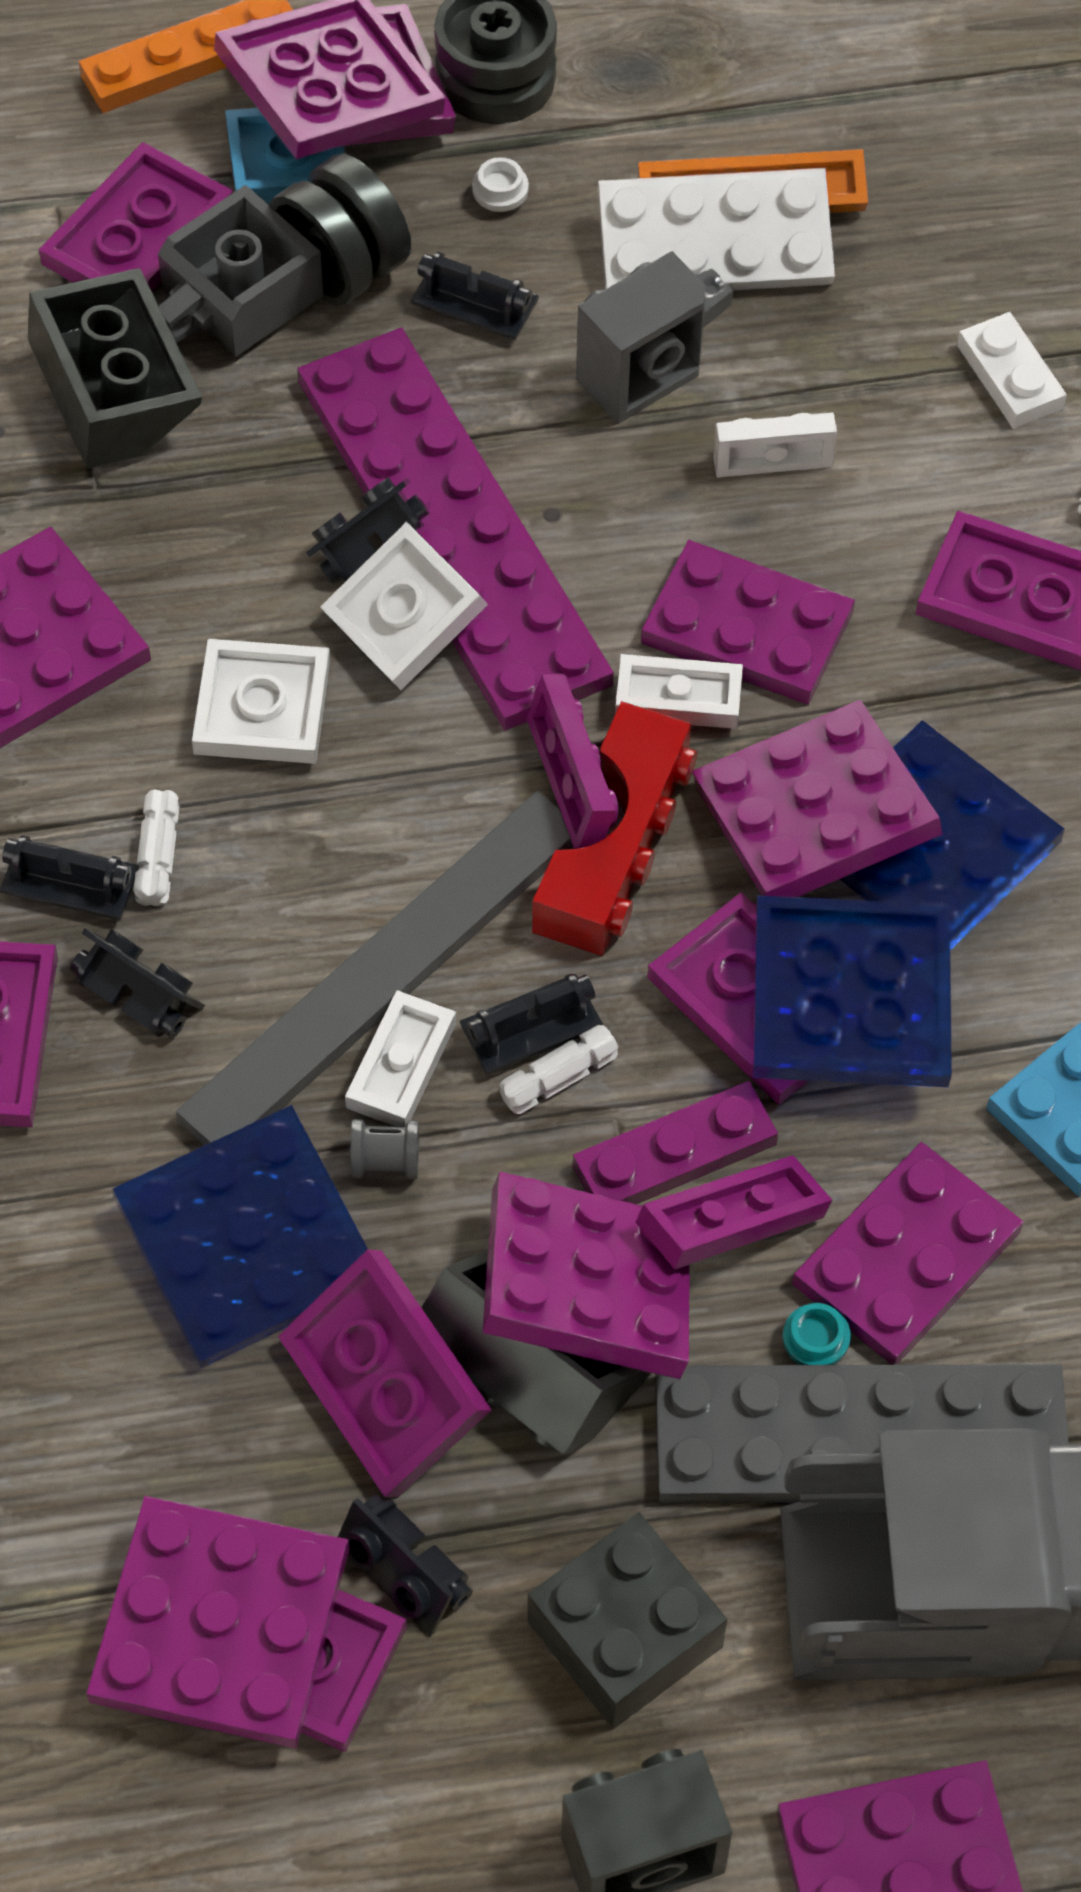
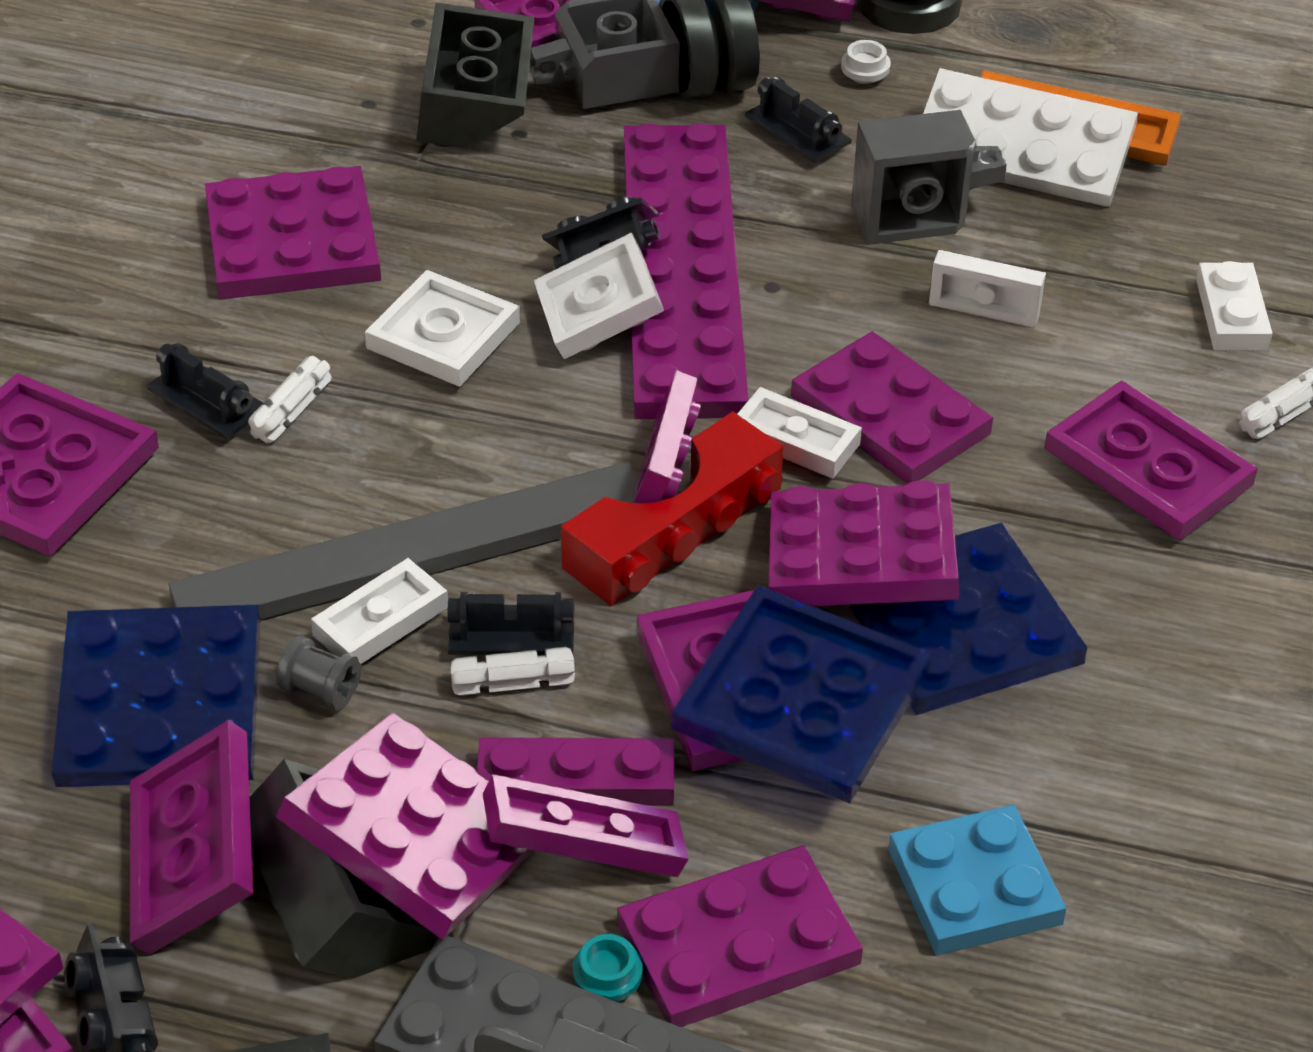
camera: 25 degrees right, 15 degrees down
(157, 994) = (217, 493): black hinge -> none

